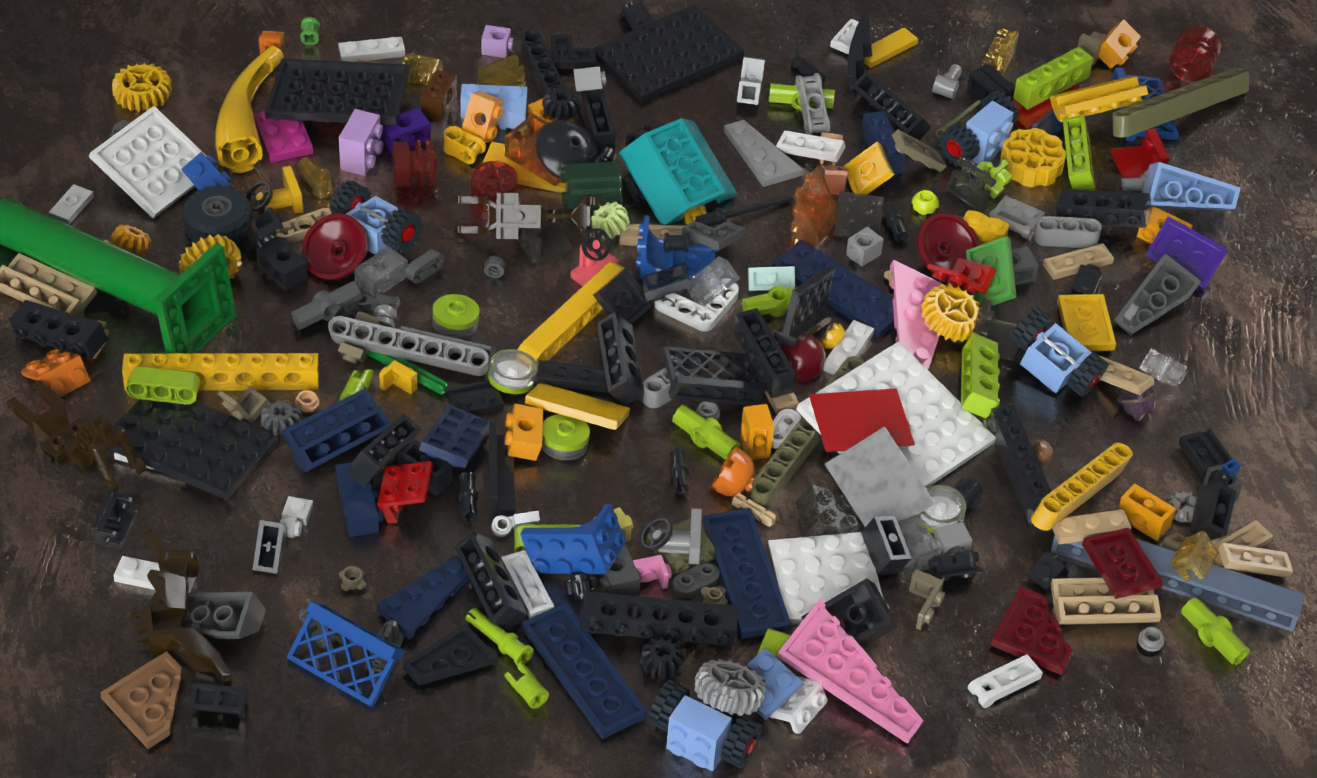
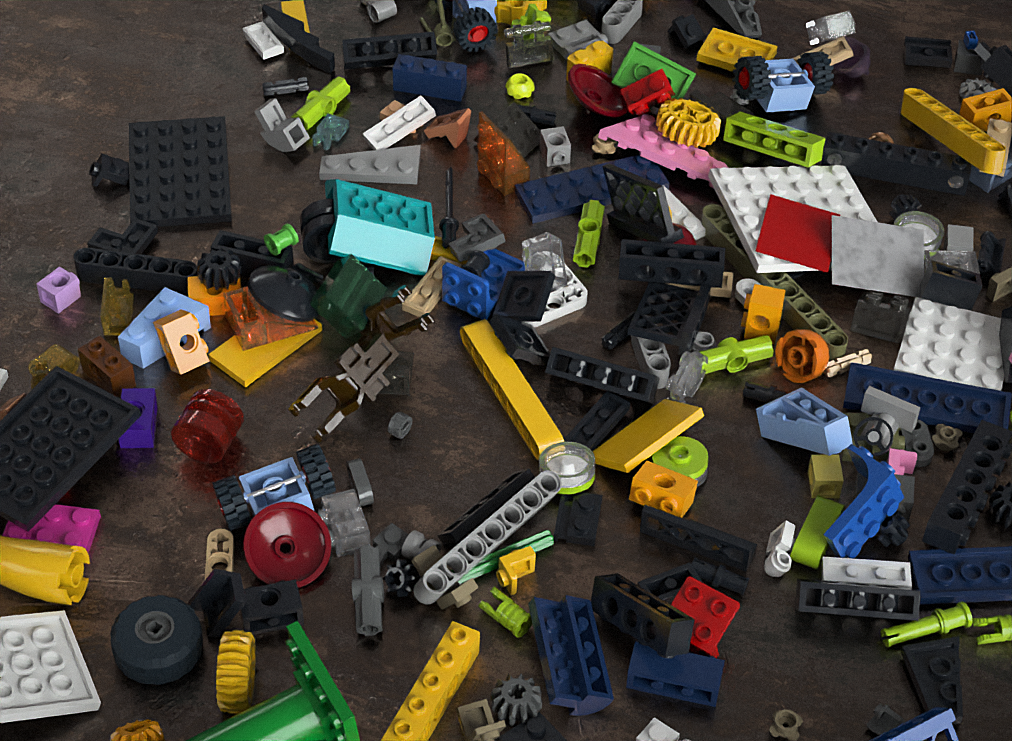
camera: 60 degrees left, 0 degrees up
(203, 172) = (82, 623): blue bracket -> none
(278, 198) = (156, 562): yellow piece -> none
(307, 401) = (498, 660): light nougat plate -> none
(316, 177) = (160, 523): clear yellow piece -> none
(360, 142) = (139, 459): lavender brick -> none
(419, 599) = (845, 673): dark blue wing -> none
(455, 316) = (453, 485): lime piece -> none
(455, 436) = (648, 546): dark blue plate -> none
(461, 144) = (197, 376): yellow piece -> none
(490, 179) = (290, 372): clear red wheel -> none
(589, 79) = (199, 234): light grey hinge -> none
(591, 257) = (449, 342): coral piece -> none
(610, 121) = (281, 239): none -> bright green bush
(610, 218) = (407, 311): yellowish green gear -> none
(640, 406) = (687, 377): none -> clear plate
(651, 492) = (805, 423): none -> light blue wedge
(767, 277) = (557, 220): light aqua plate -> none
(781, 113) = (330, 129): none -> clear light blue plate
(810, 89) = (349, 97): light grey piece -> none
(868, 170) = (461, 93): yellow plate -> none
(918, 151) = (466, 57): dark tan plate -> none
(1069, 263) = (656, 25): tan tile -> none

